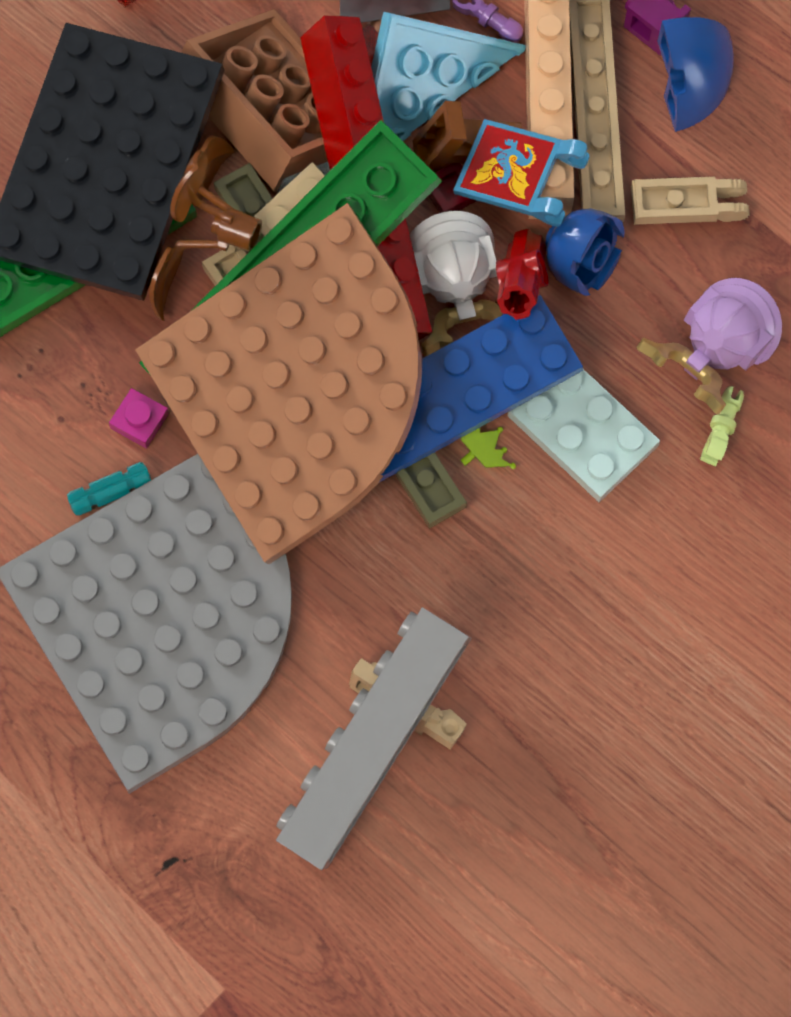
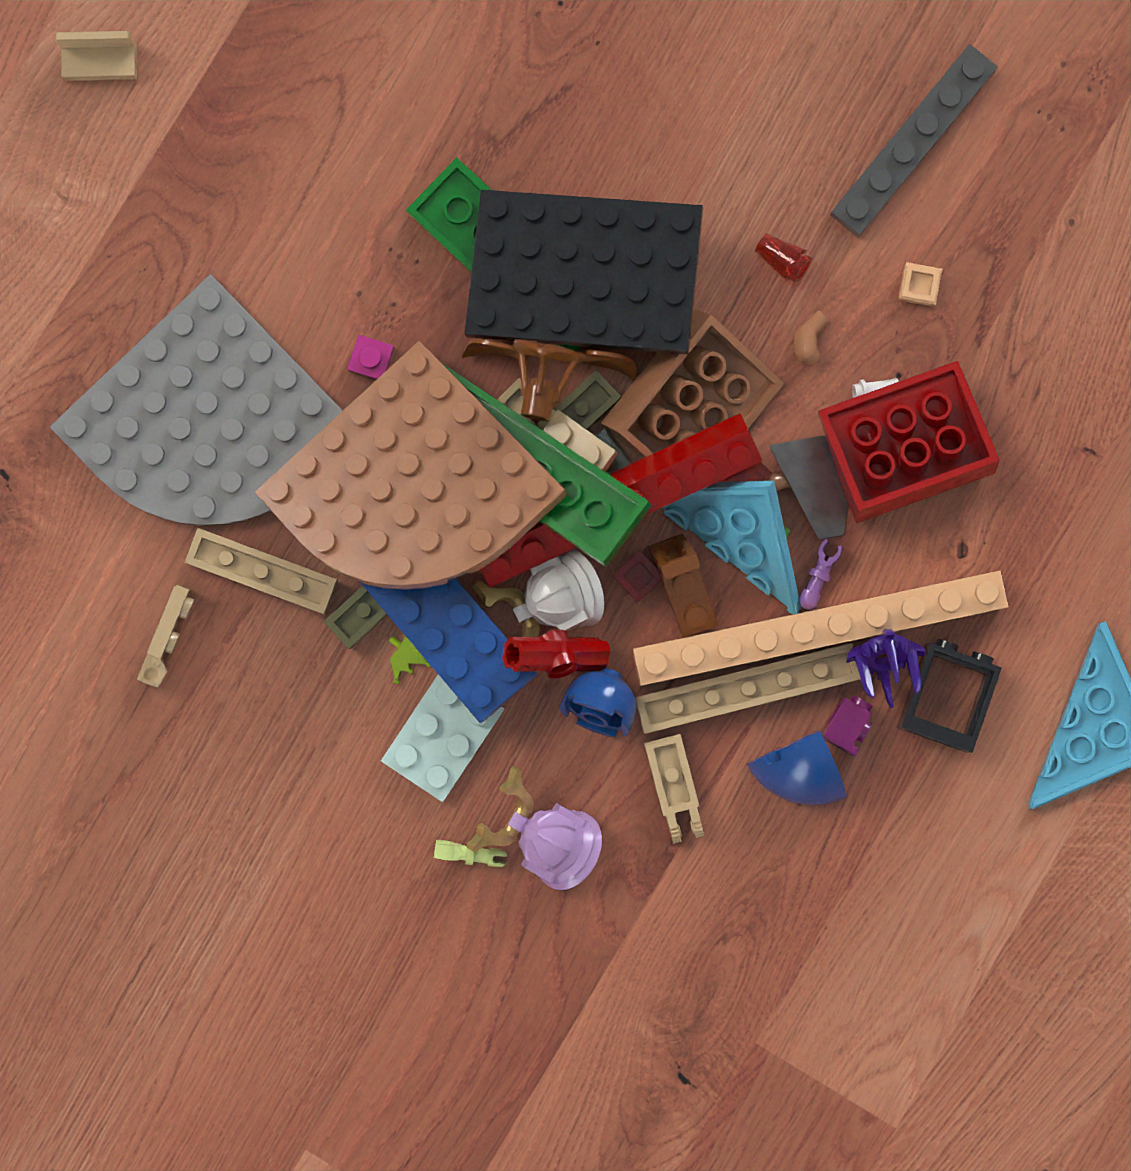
camera: 80 degrees right, 15 degrees up
(108, 488) = (302, 349): teal axle -> none
(355, 583) = (261, 571): none -> tan plate
(372, 739) = (121, 615): light grey brick -> none
(512, 168) = (653, 625): flag -> none

